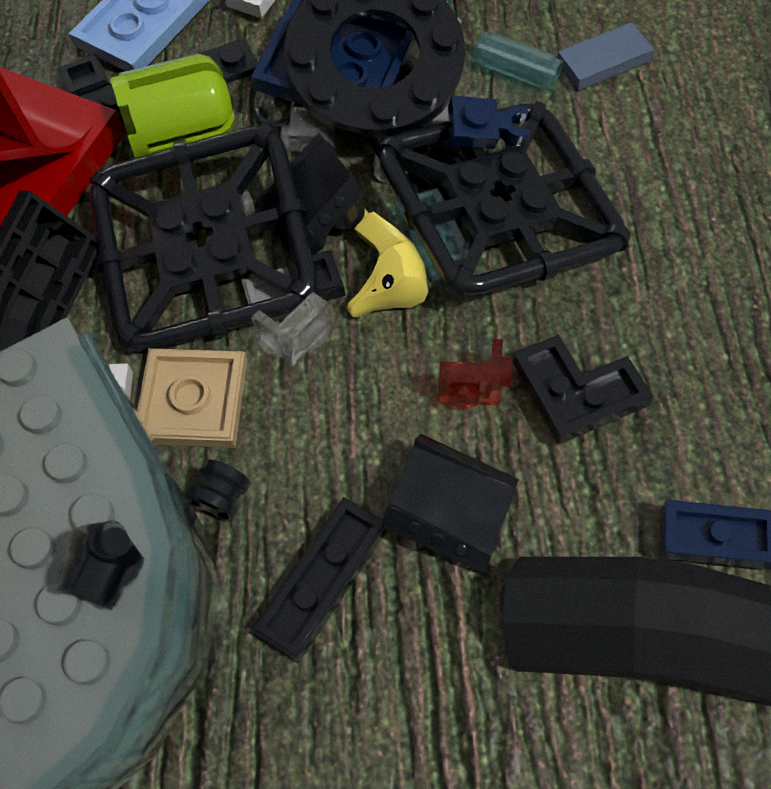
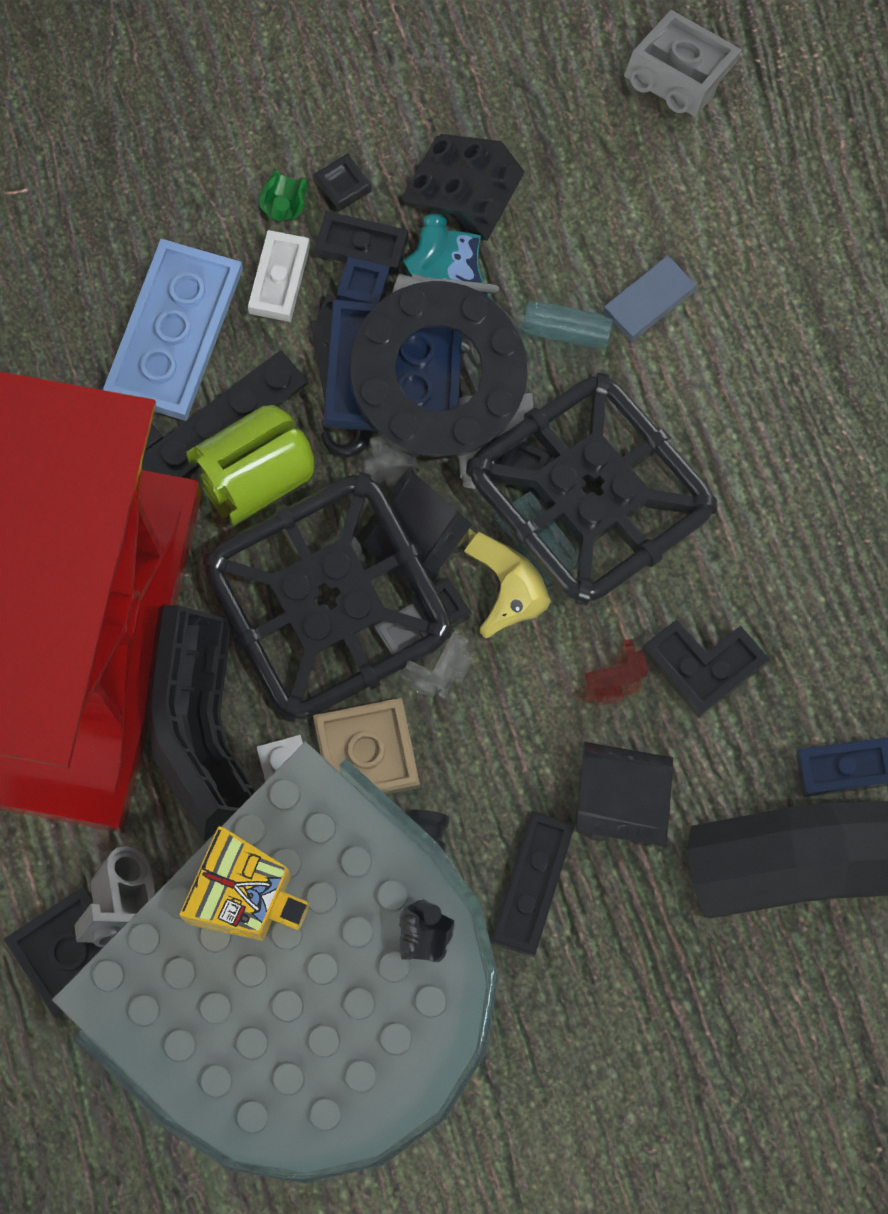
camera: 20 degrees left, 10 degrees up
(480, 125) = (556, 422): dark blue plate -> none

